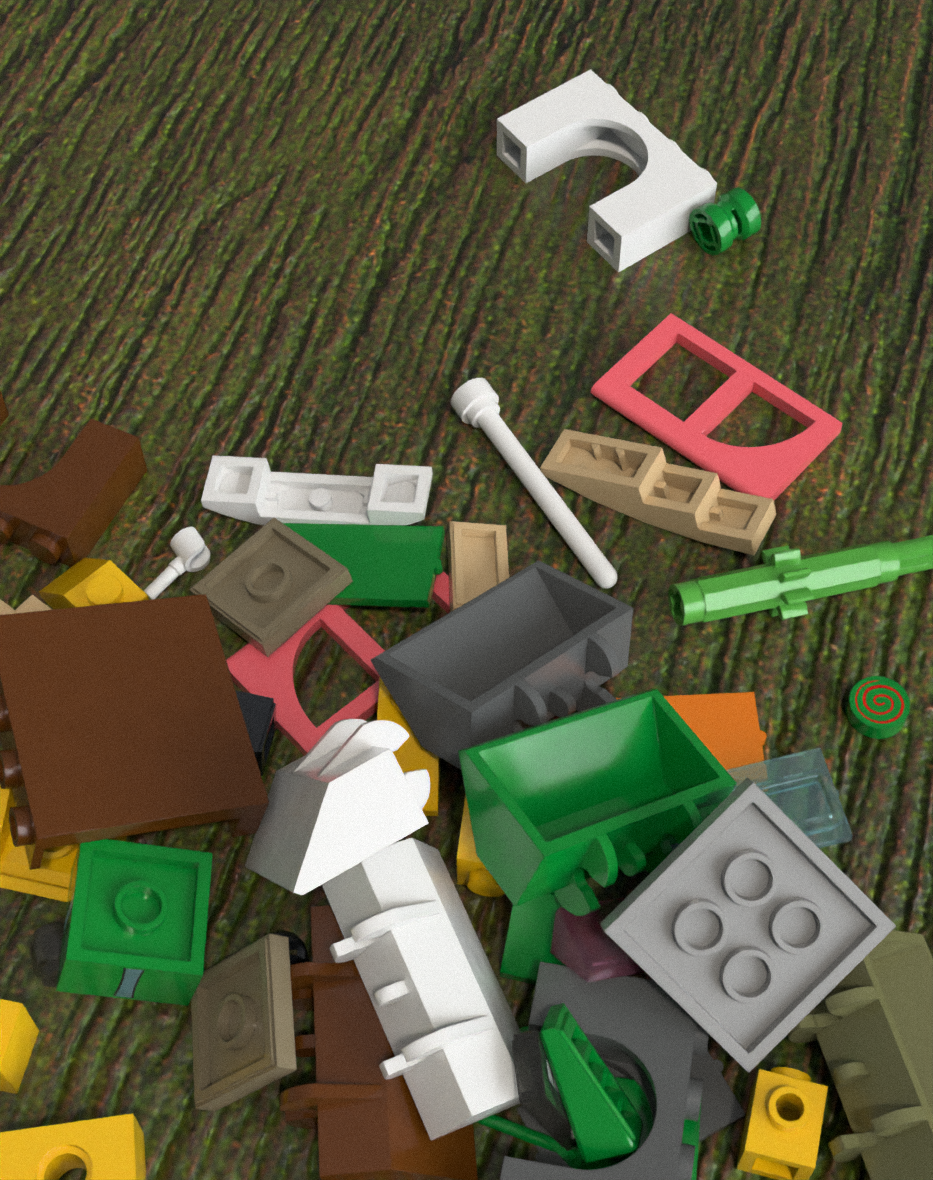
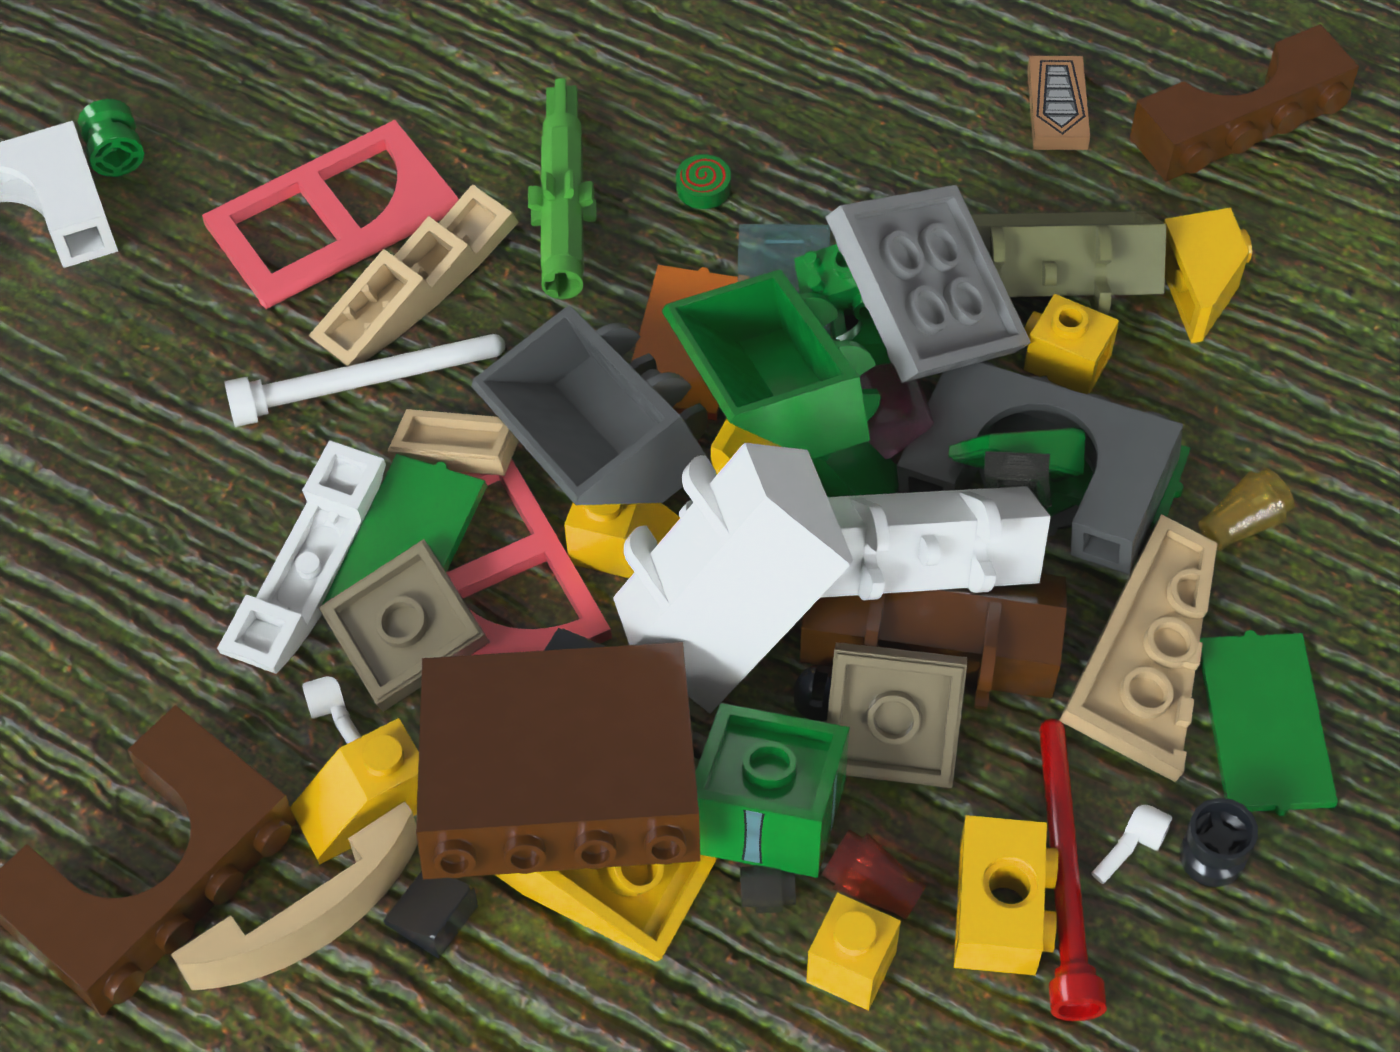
camera: 75 degrees left, 0 degrees up
(78, 1047) = (872, 875): none -> clear red cone

